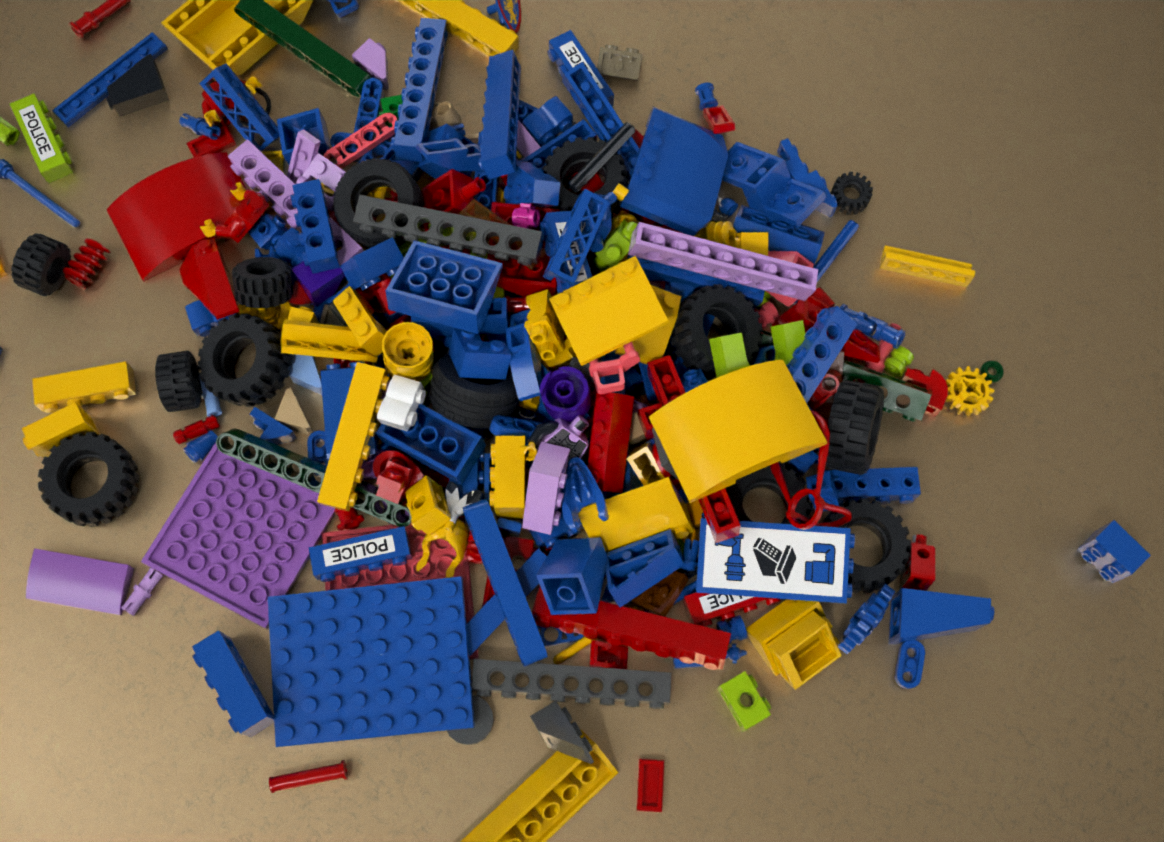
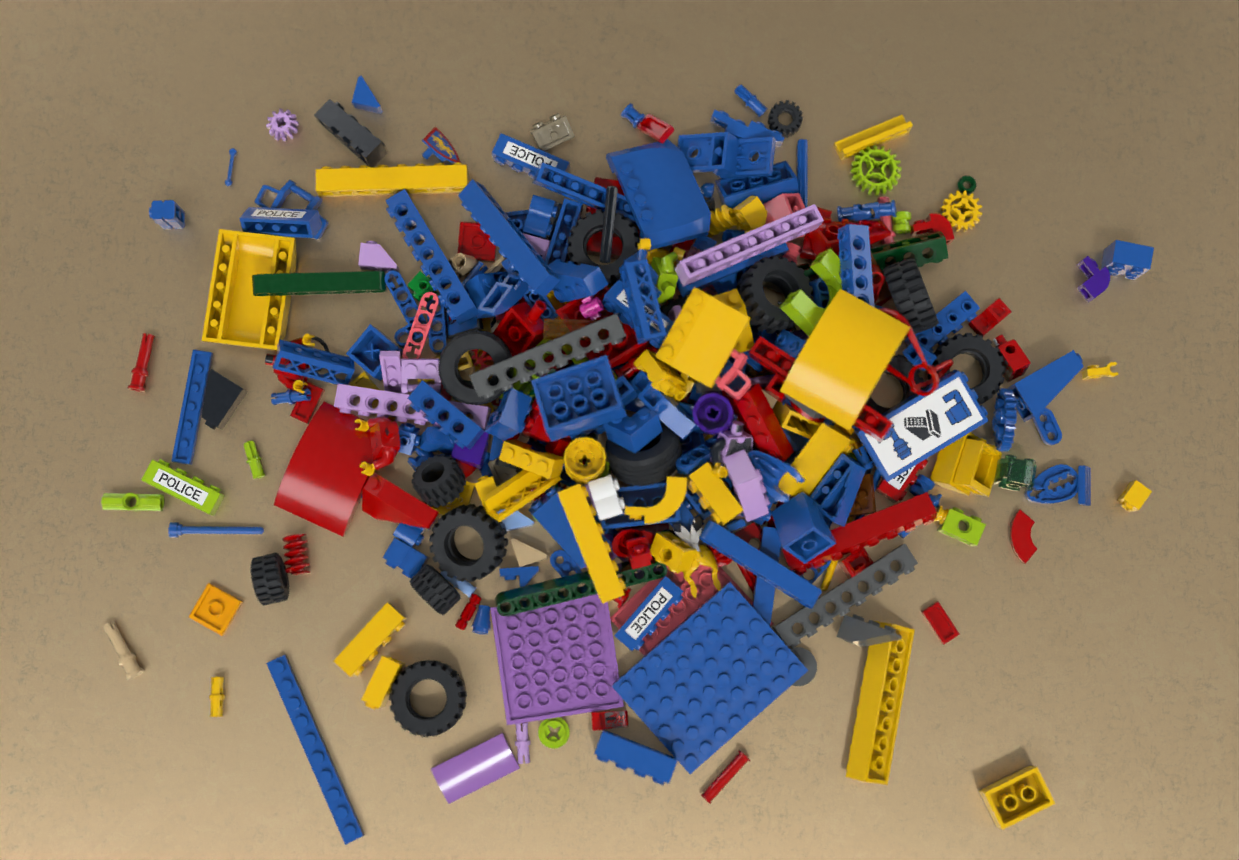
camera: 35 degrees left, 10 degrees up
(122, 159) = (254, 460): none -> lime axle
(173, 596) = (544, 731): none -> lime gear
(178, 334) = (405, 557): none -> blue brick
(240, 630) = (609, 719): none -> red leg
(455, 451) = (674, 496): none -> yellow arch
(471, 109) = (475, 242): none -> red tile
(730, 672) = (941, 514): none -> yellow bush
(801, 757) = (1021, 536): none -> red tile
(829, 156) = (750, 100): none -> blue axle
(840, 685) = (1015, 473): none -> clear green brick
(879, 717) = (1060, 494): none -> blue piece
(907, 753) = (1084, 485): none -> blue tile
(915, 287) = (868, 157): none -> lime gear
(925, 514) = (990, 317): none -> red slope
(955, 804) = (1134, 496): none -> yellow brick
(1000, 644) = (1095, 372): none -> yellow plate
(1066, 551) = (1097, 279): none -> dark purple brick

